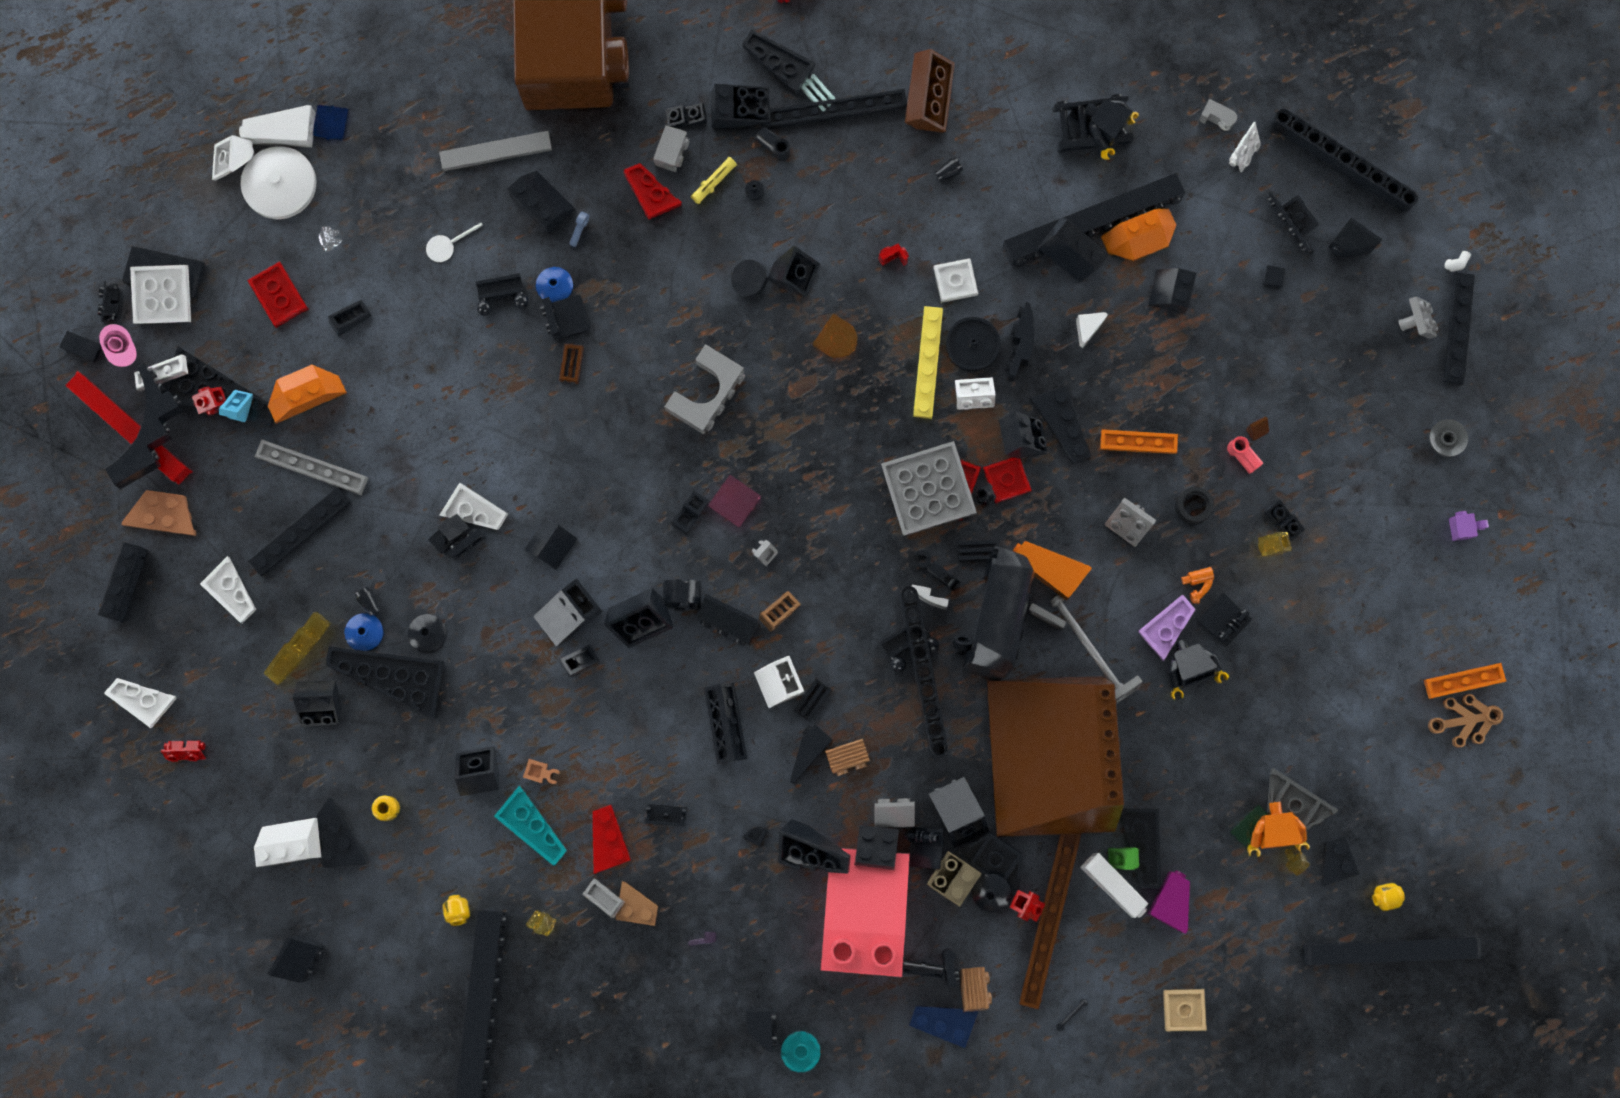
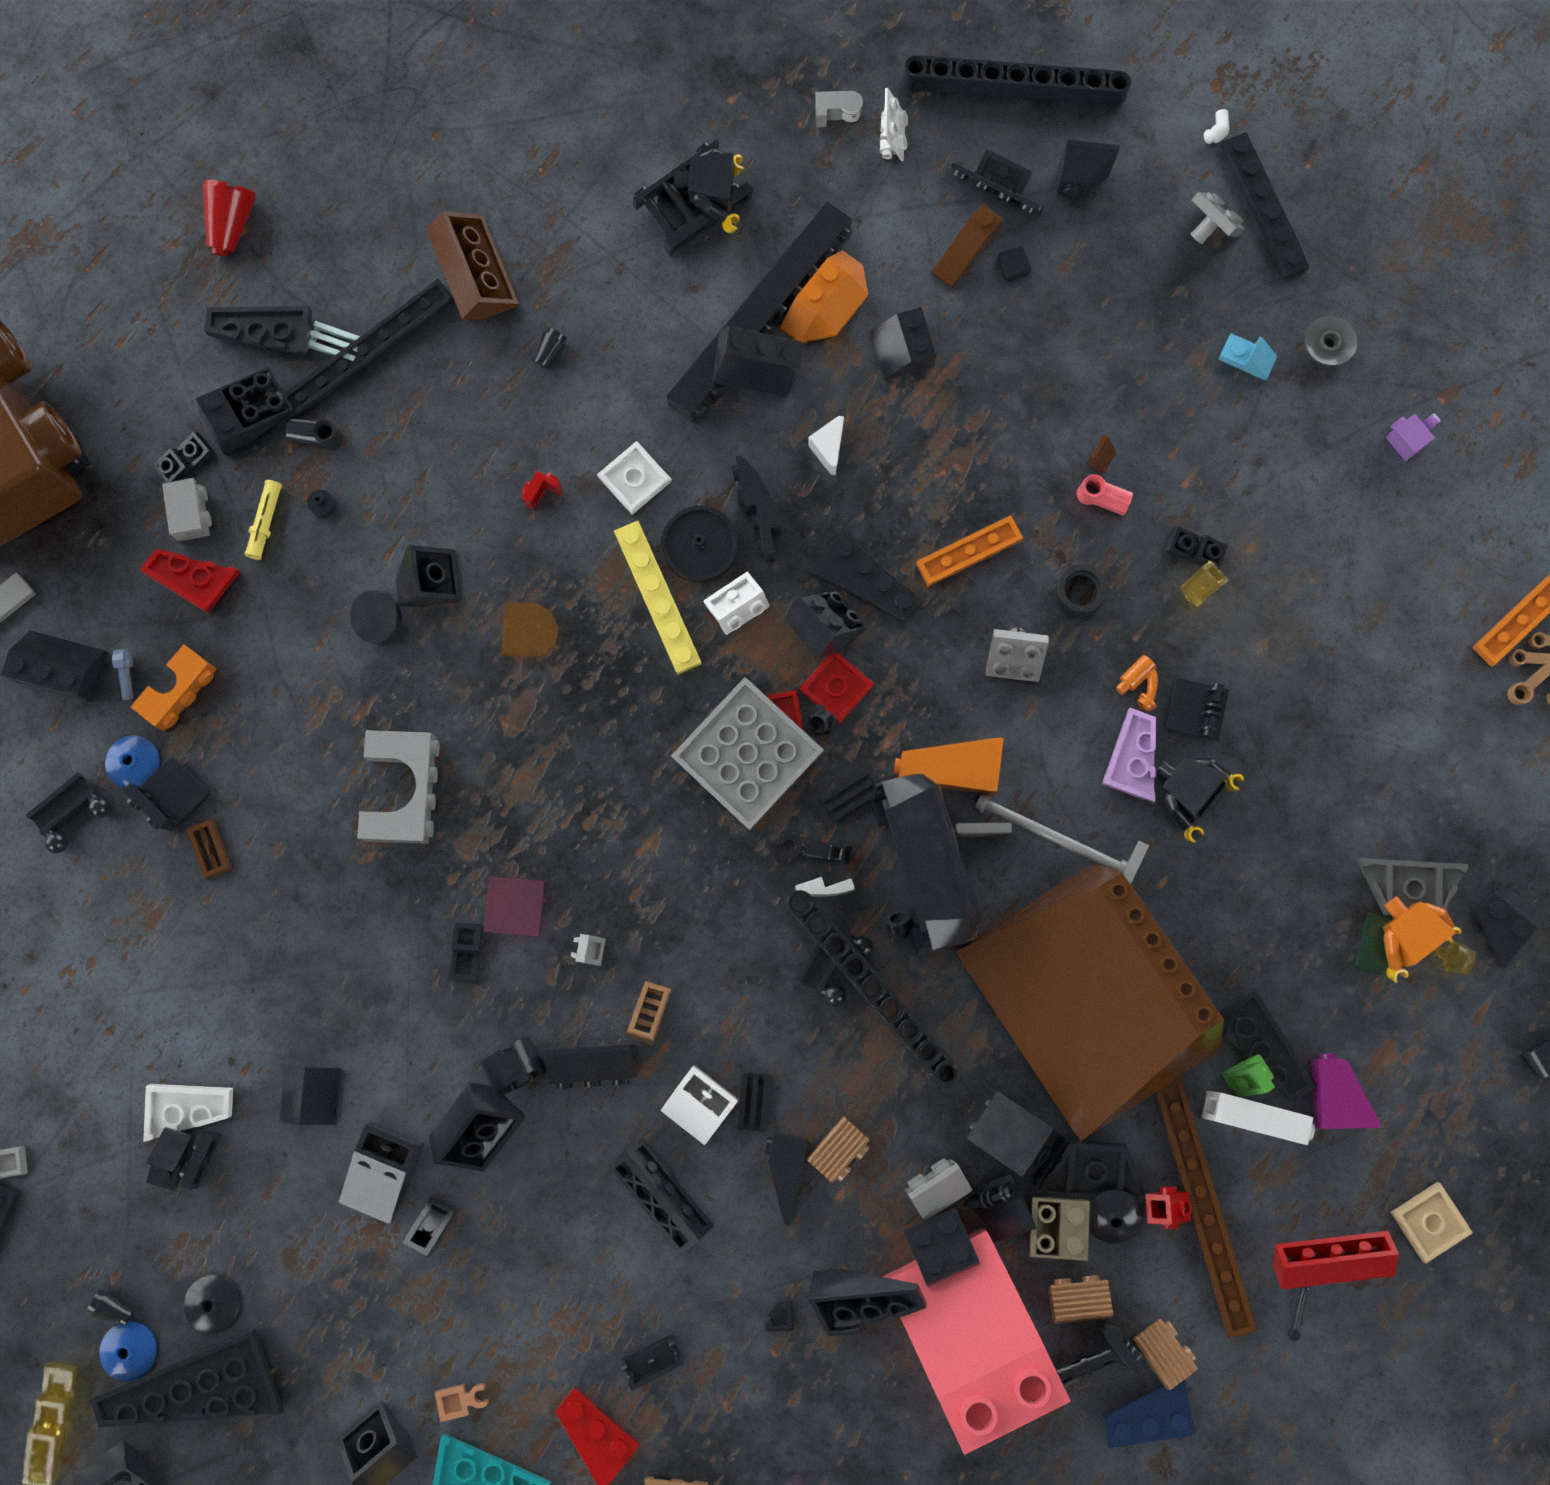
camera: 30 degrees left, 0 degrees up
(619, 251) = (191, 674): none -> orange arch
(941, 929) = (1080, 1300): none -> medium nougat brick
(1111, 995) = (1335, 1260): none -> red brick
(1250, 249) = (968, 245): none -> reddish brown slope
(1390, 419) = (1249, 357): none -> medium azure slope

